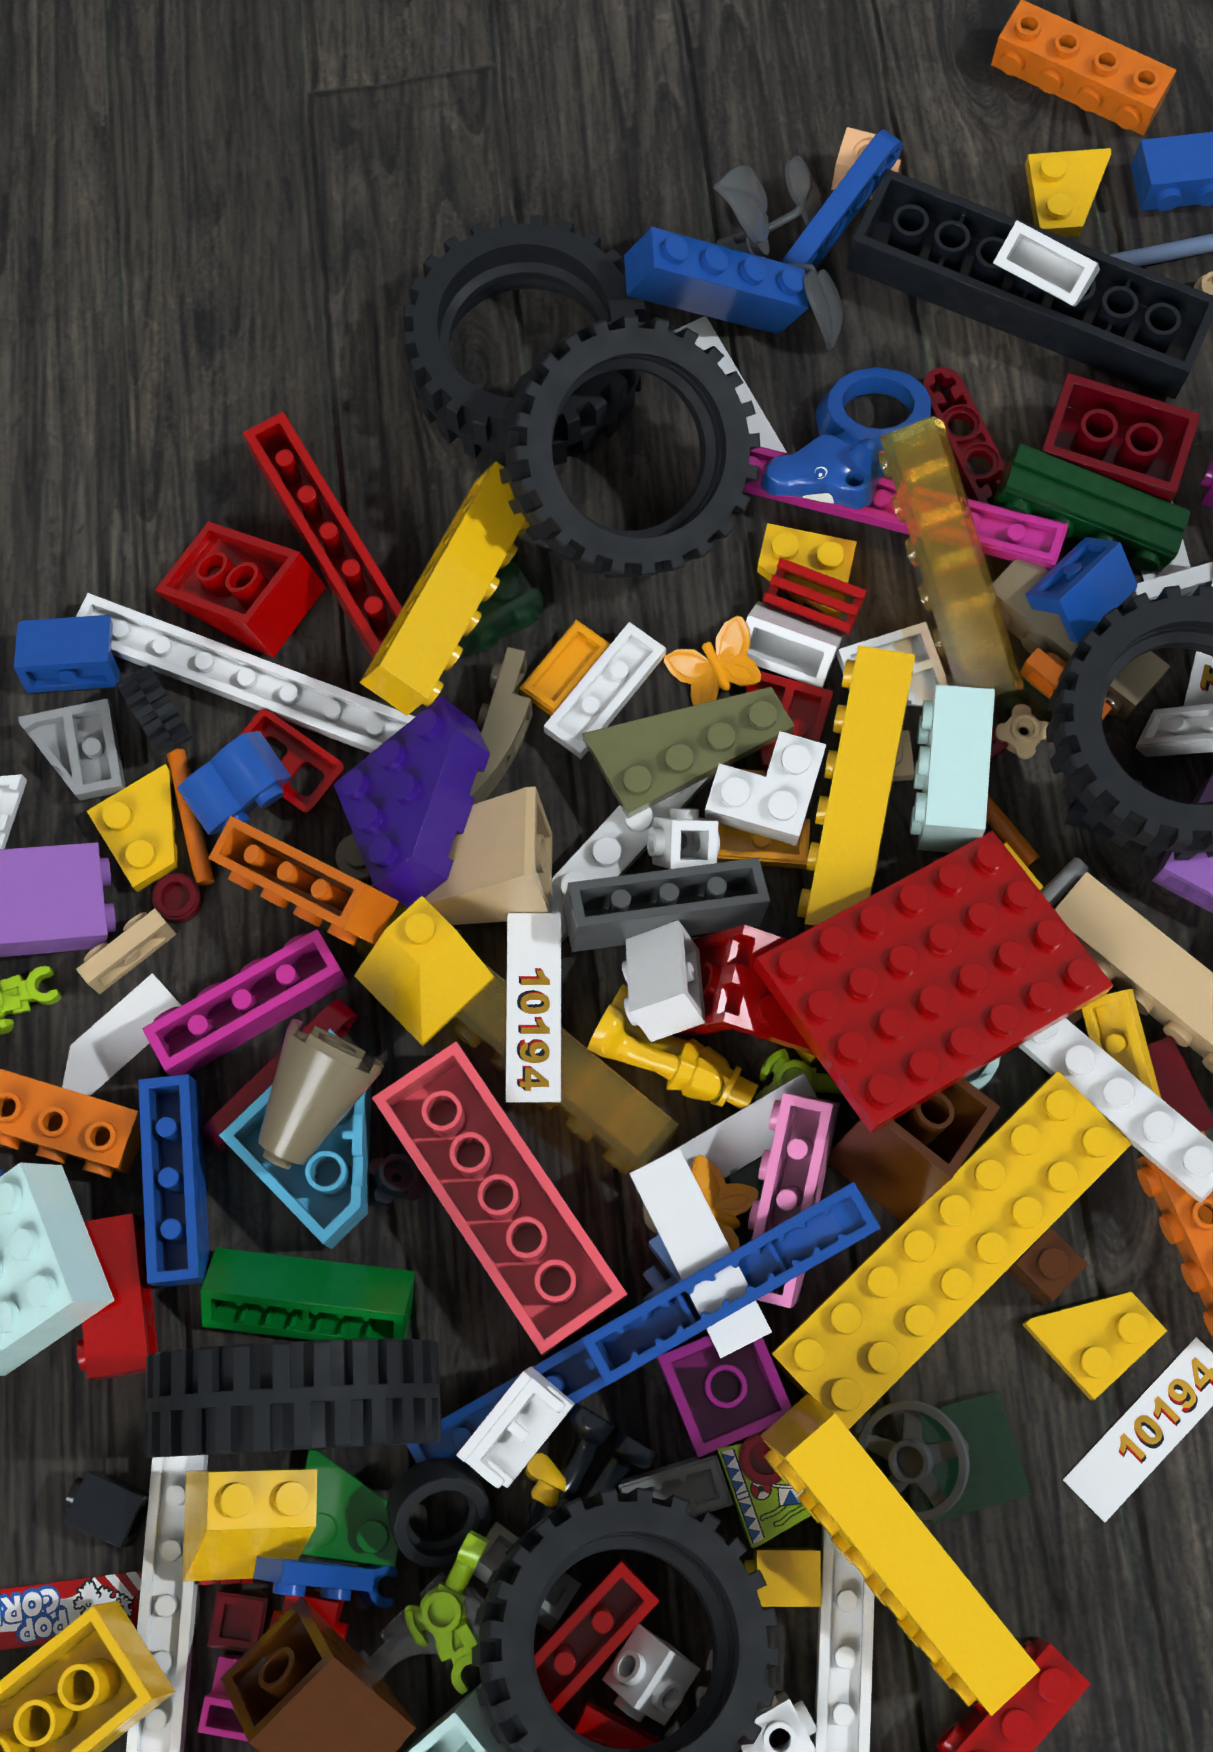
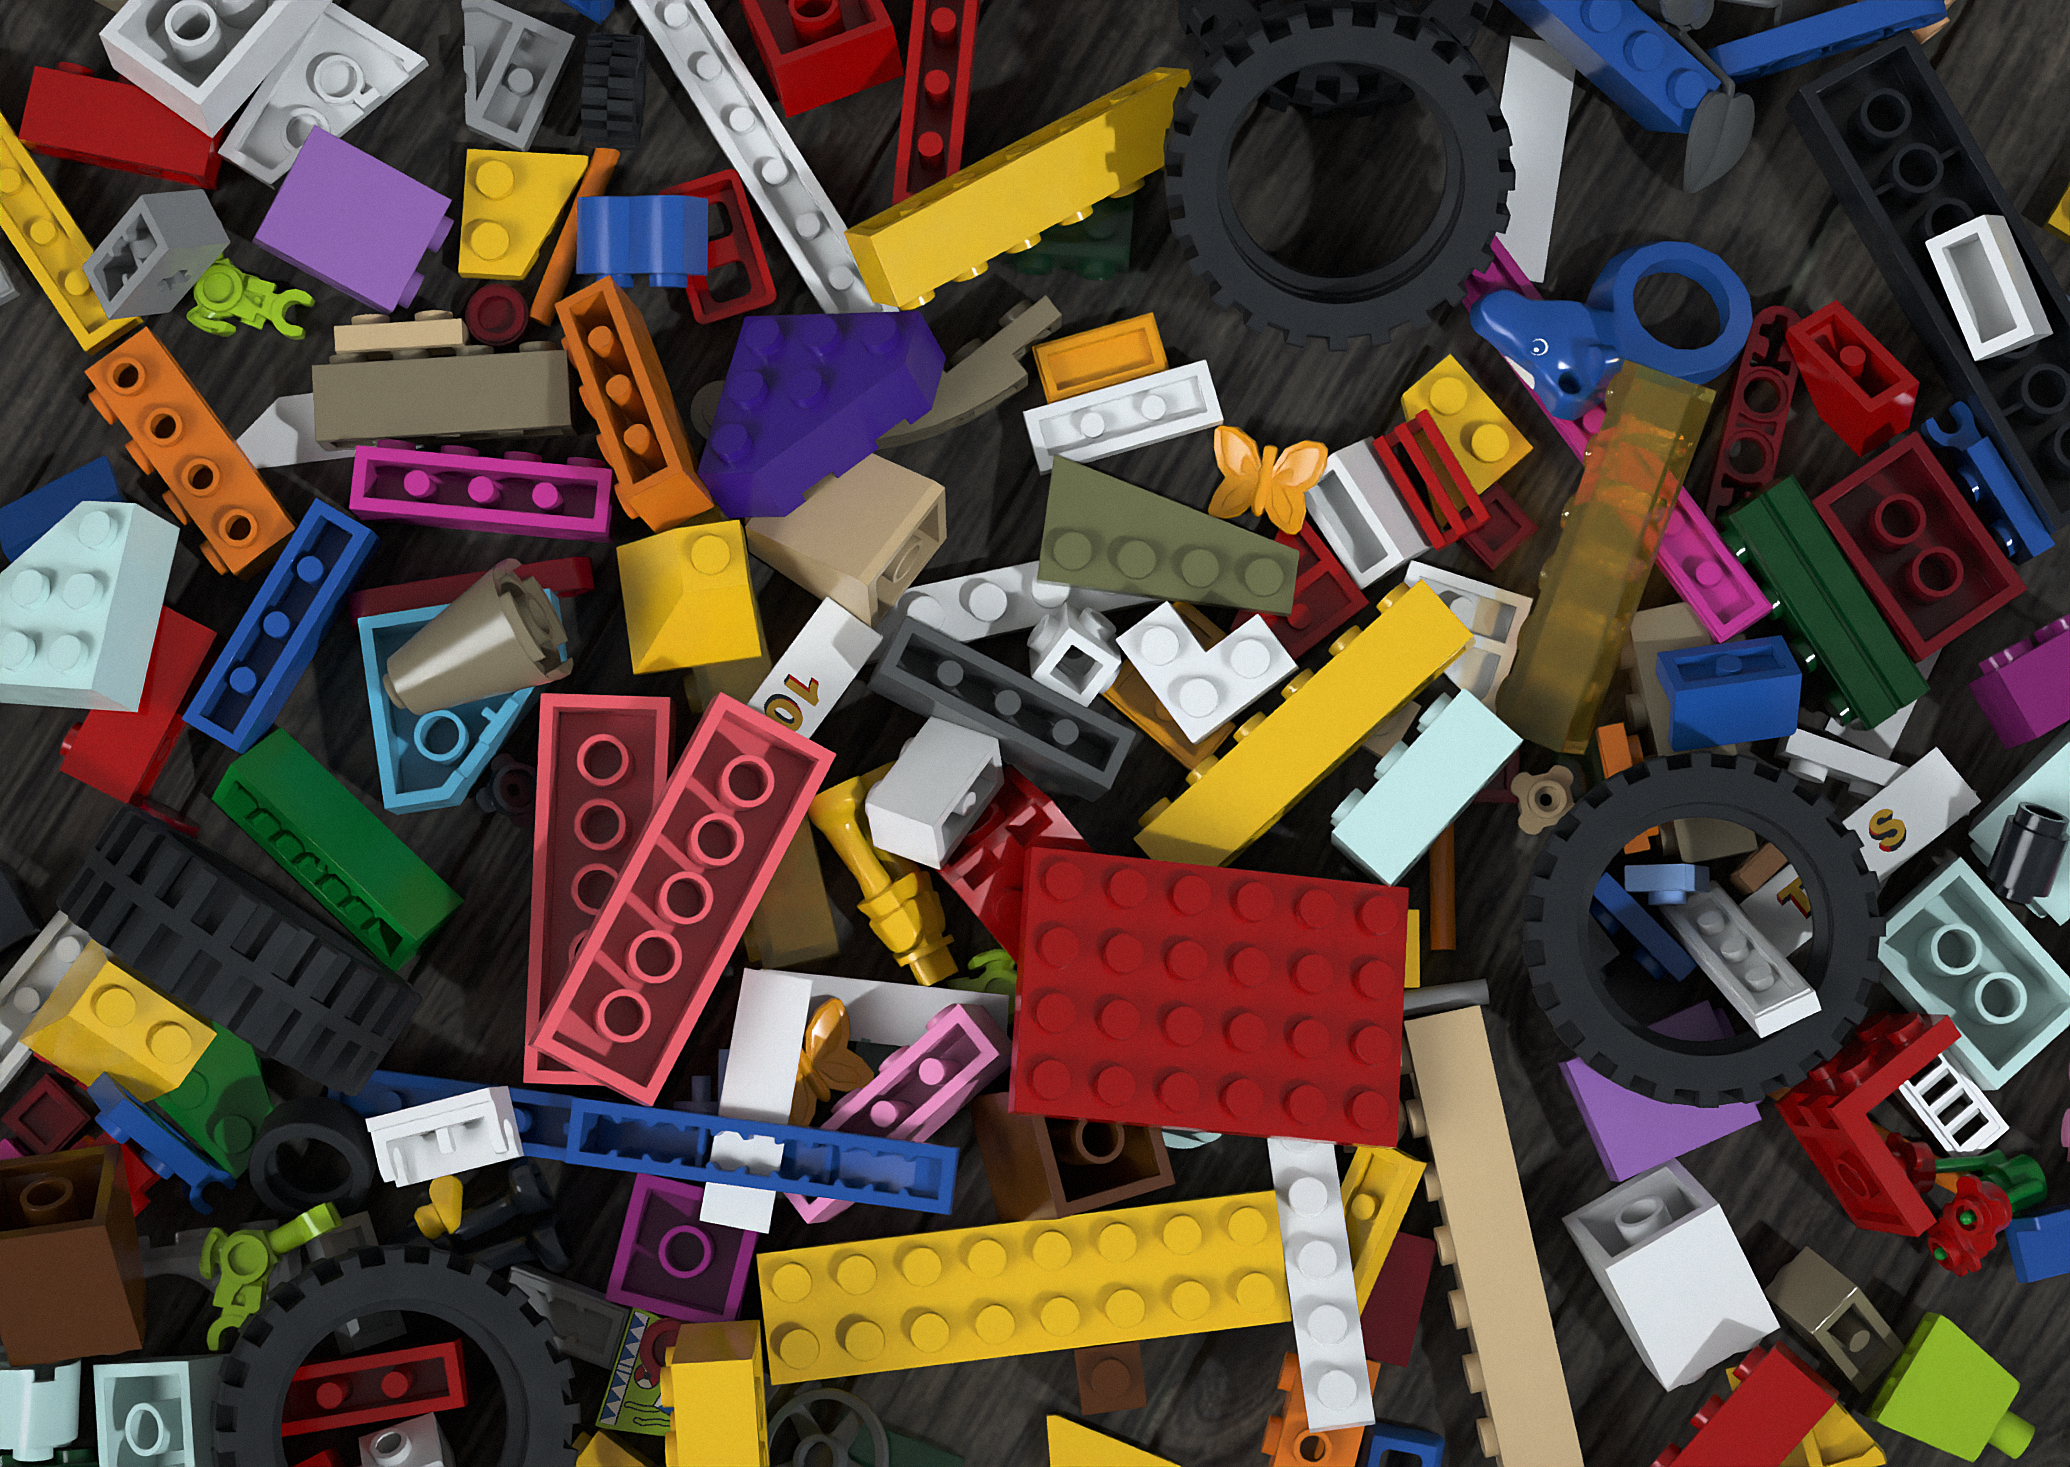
camera: 35 degrees right, 10 degrees up
(178, 966) = (445, 398): none -> dark tan brick
(560, 1159) = (682, 900): none -> coral brick
(877, 603) = (1503, 534): none -> dark red tile
(1006, 377) = (1852, 378): none -> red slope
(1129, 377) = (1987, 480): none -> blue plate
(1132, 725) = (1667, 882): none -> light blue plate
(1155, 768) = (1655, 950): none -> blue plate
(1177, 679) = (1757, 868): none -> medium nougat tile

